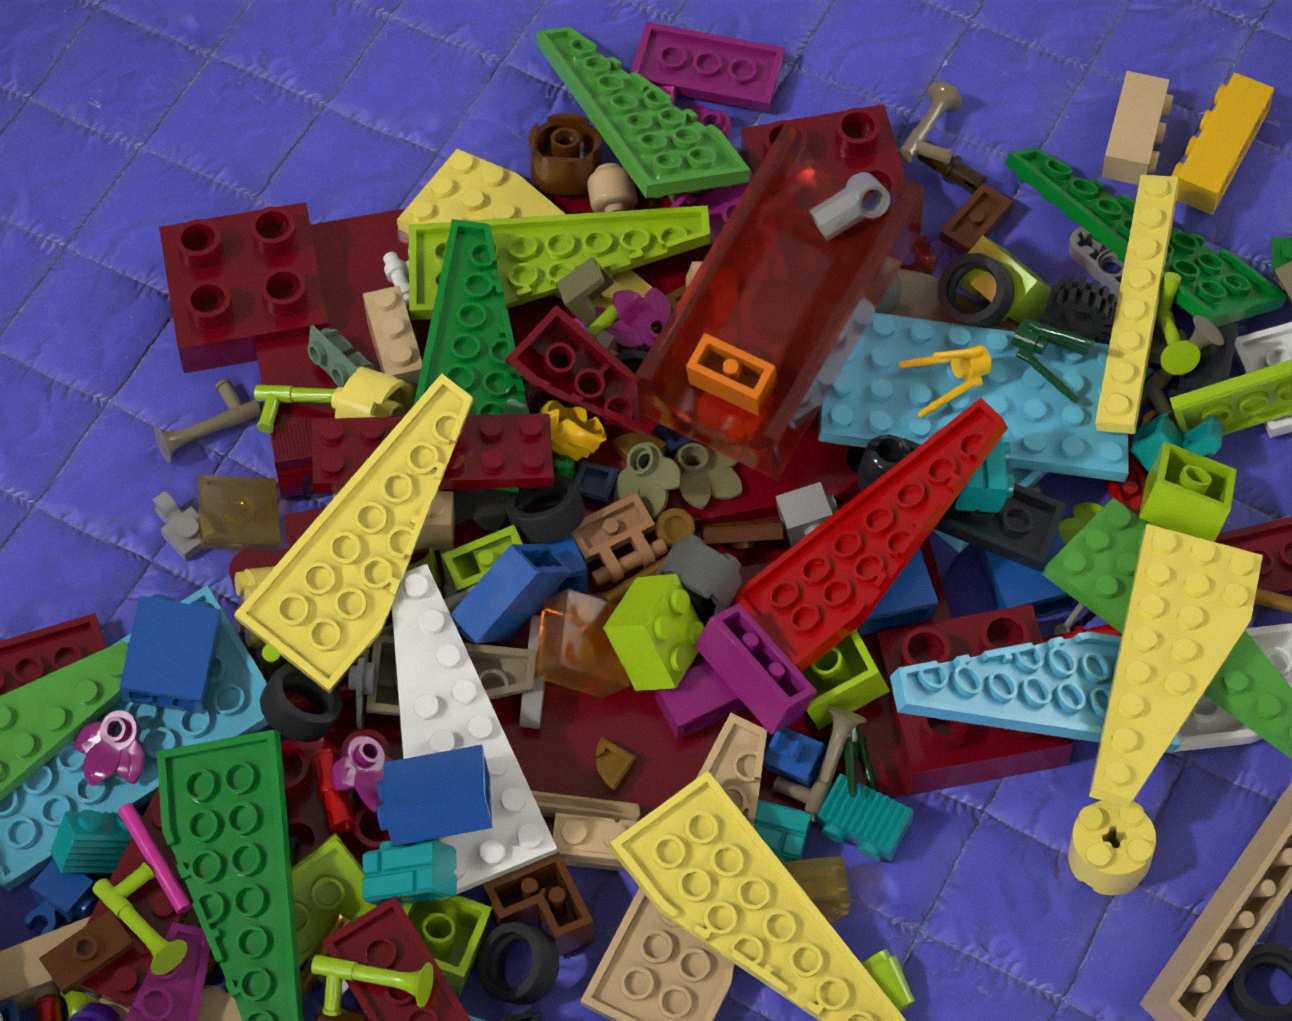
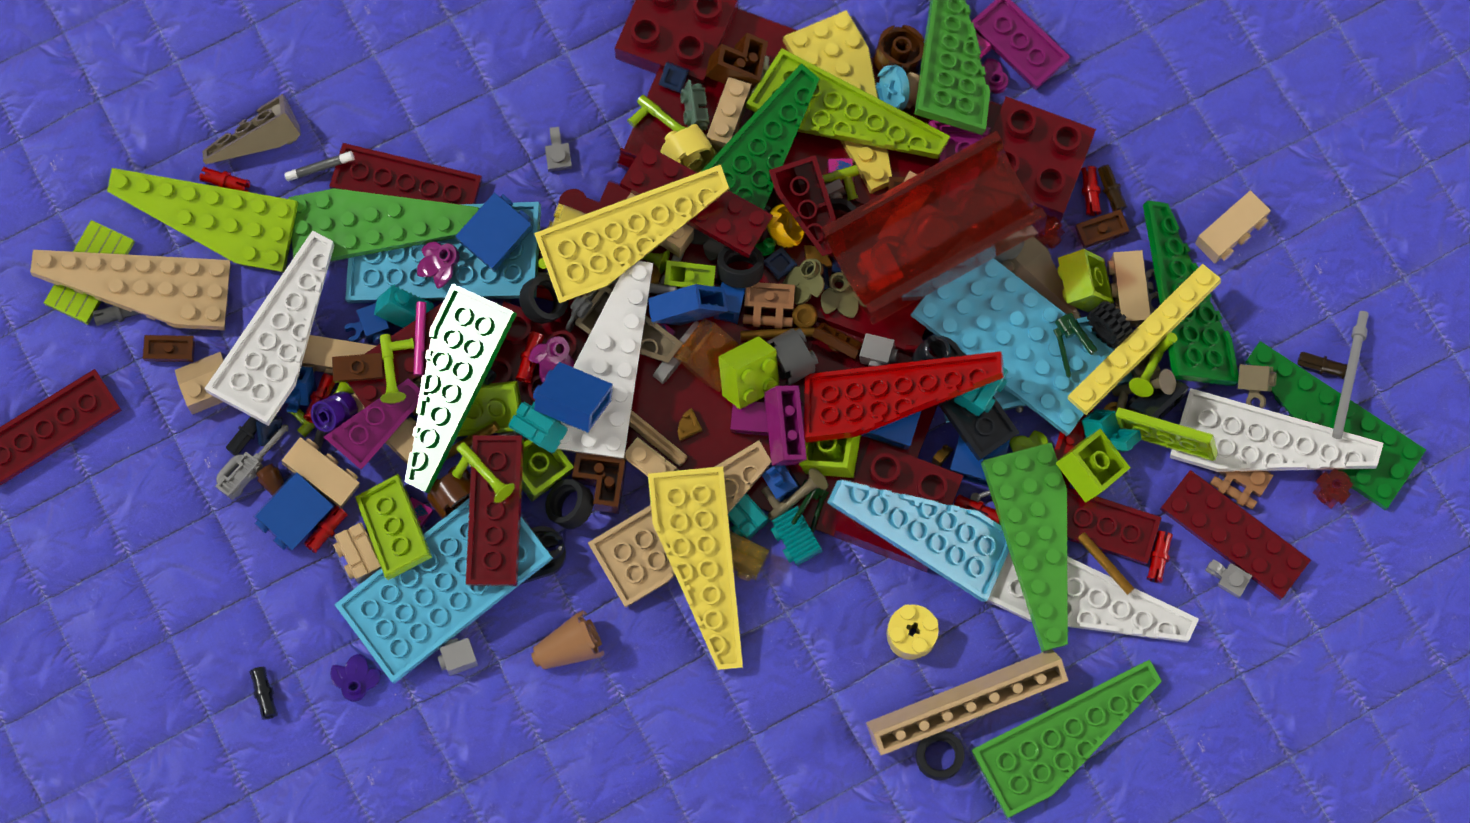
camera: 30 degrees right, 15 degrees up
(238, 413) = (621, 102): dark tan piece -> none
(238, 513) = (589, 162): clear yellow tile -> none
(285, 339) = (674, 77): none -> dark blue tile
(363, 267) = (741, 63): none -> reddish brown brick
(582, 286) = (845, 145): olive panel -> none
(589, 189) = (893, 86): none -> medium azure tile
(638, 316) = (866, 180): magenta plate -> none
(731, 374) = (875, 257): orange brick -> none
(847, 205) = (1013, 197): light grey piece -> none
(890, 978) = (749, 629): lime cone -> none
(934, 190) = (1091, 191): none -> red pin
(943, 98) = (1136, 142): dark tan piece -> none
(956, 271) = (1041, 274): black tyre -> none
(965, 363) = (1019, 320): yellow plant -> none
(980, 600) = (941, 455): none -> pearl gold tile
(1057, 254) = (1129, 285): none -> tan brick
(1178, 630) = (1028, 539): light yellow wing -> none
(1222, 142) = (1274, 266): yellow brick -> none

